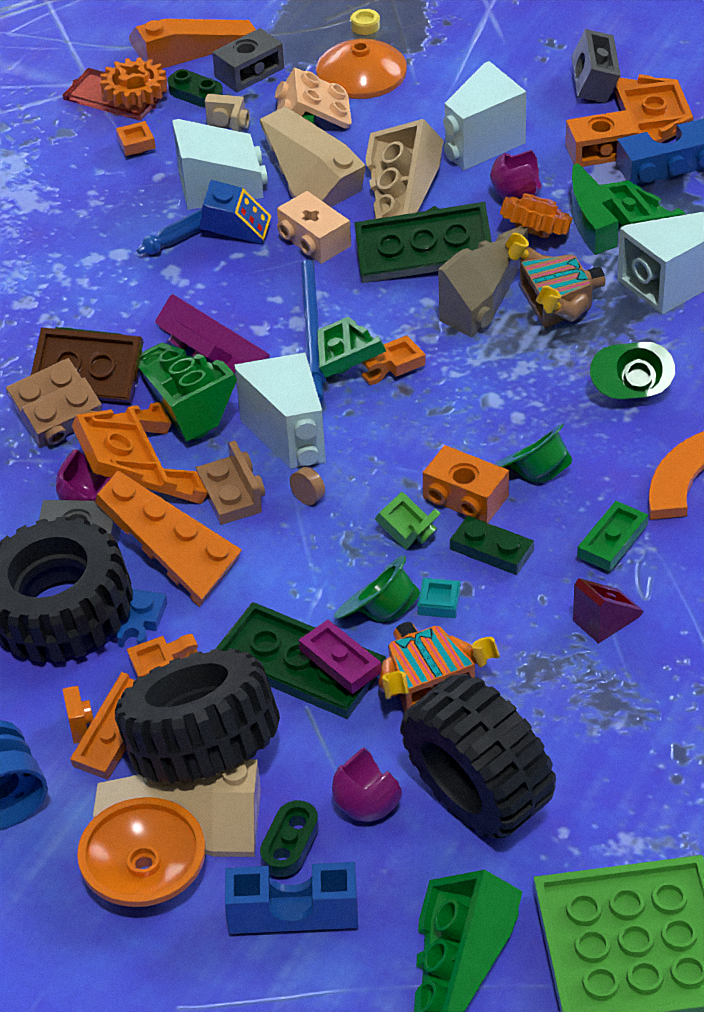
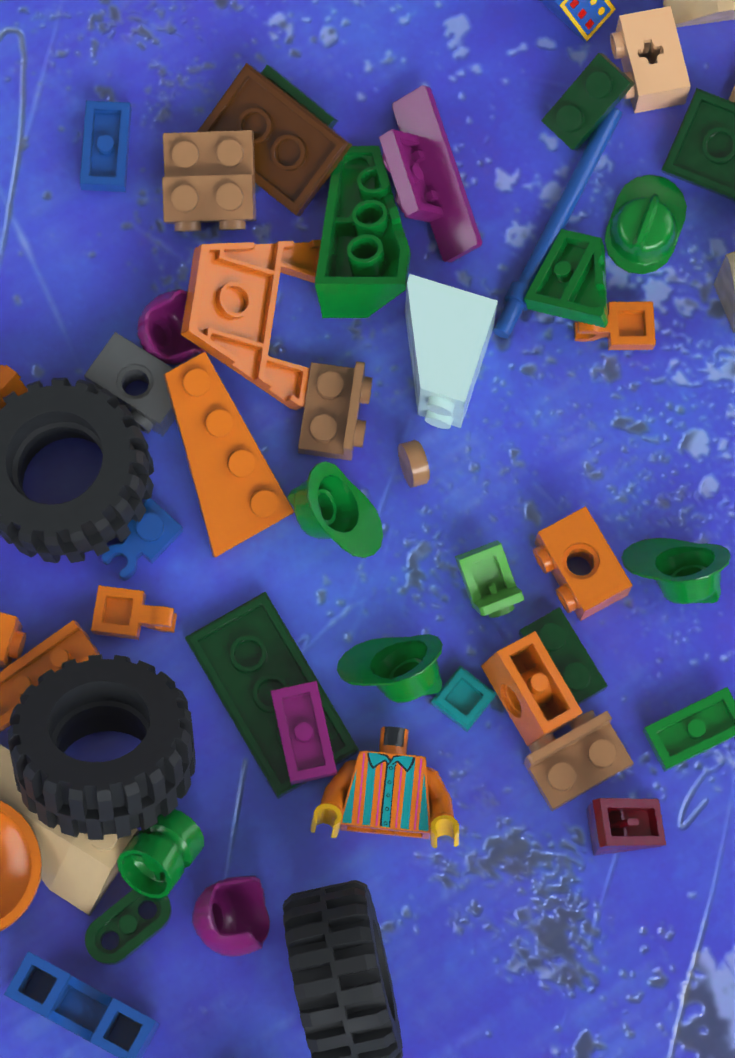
camera: 25 degrees right, 30 degrees up
(266, 534) = (337, 510): none -> green piece
(284, 771) = (160, 853): none -> green wheel
(287, 259) = (587, 101): none -> dark green plate
(373, 308) = (645, 224): none -> green piece
(483, 558) = (531, 688): none -> orange brick
(542, 590) = (577, 760): none -> medium nougat bracket

